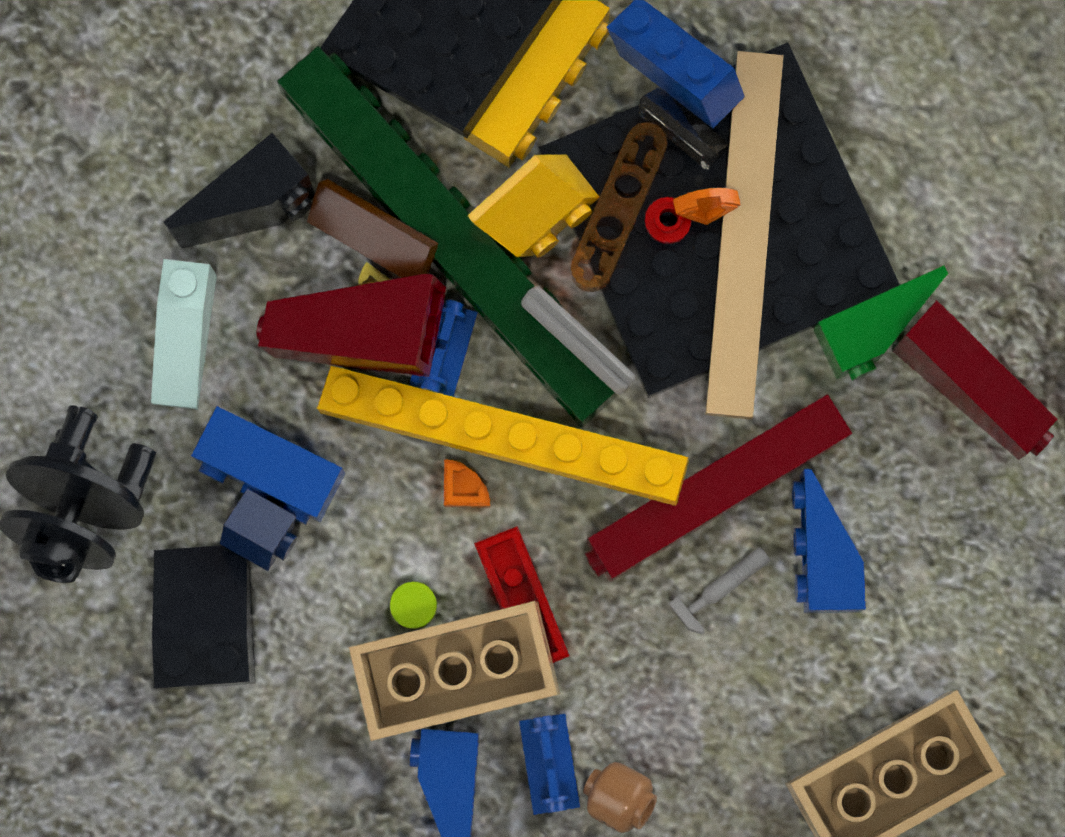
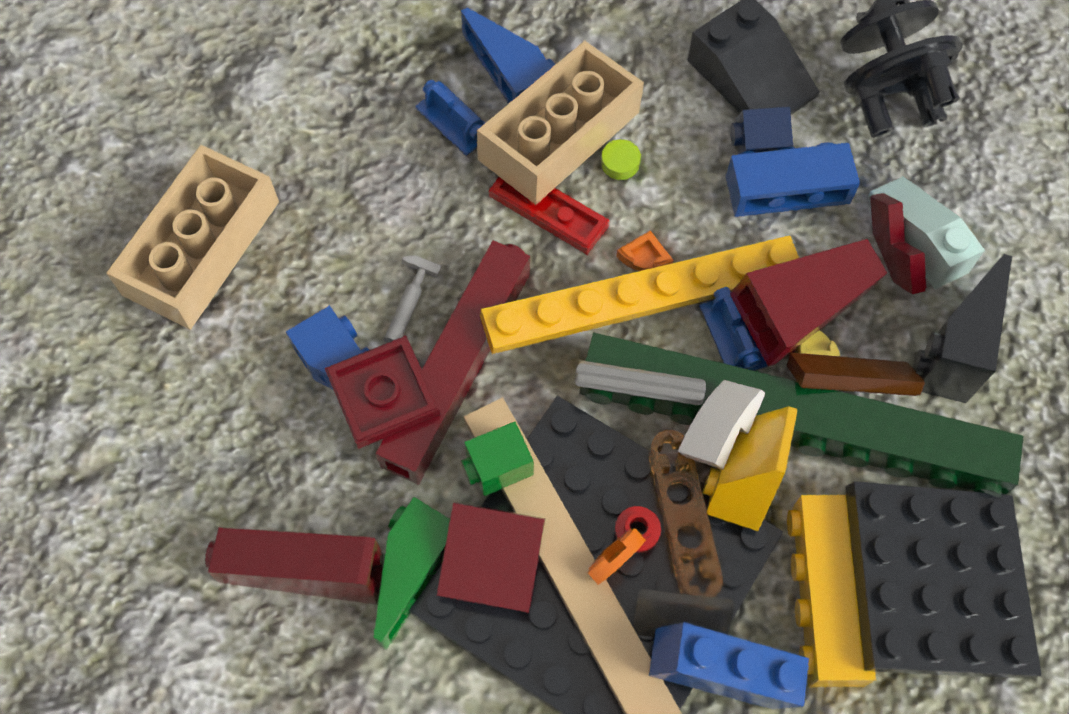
camera: 145 degrees right, 15 degrees down
(221, 345) = (902, 260): none -> dark red tile
(537, 253) = (718, 422): none -> white slope
(620, 797) = (391, 121): medium nougat head -> none
(754, 346) = (497, 459): none -> green brick
(809, 274) = (491, 557): none -> dark red tile
(813, 485) = (382, 391): none -> dark red tile

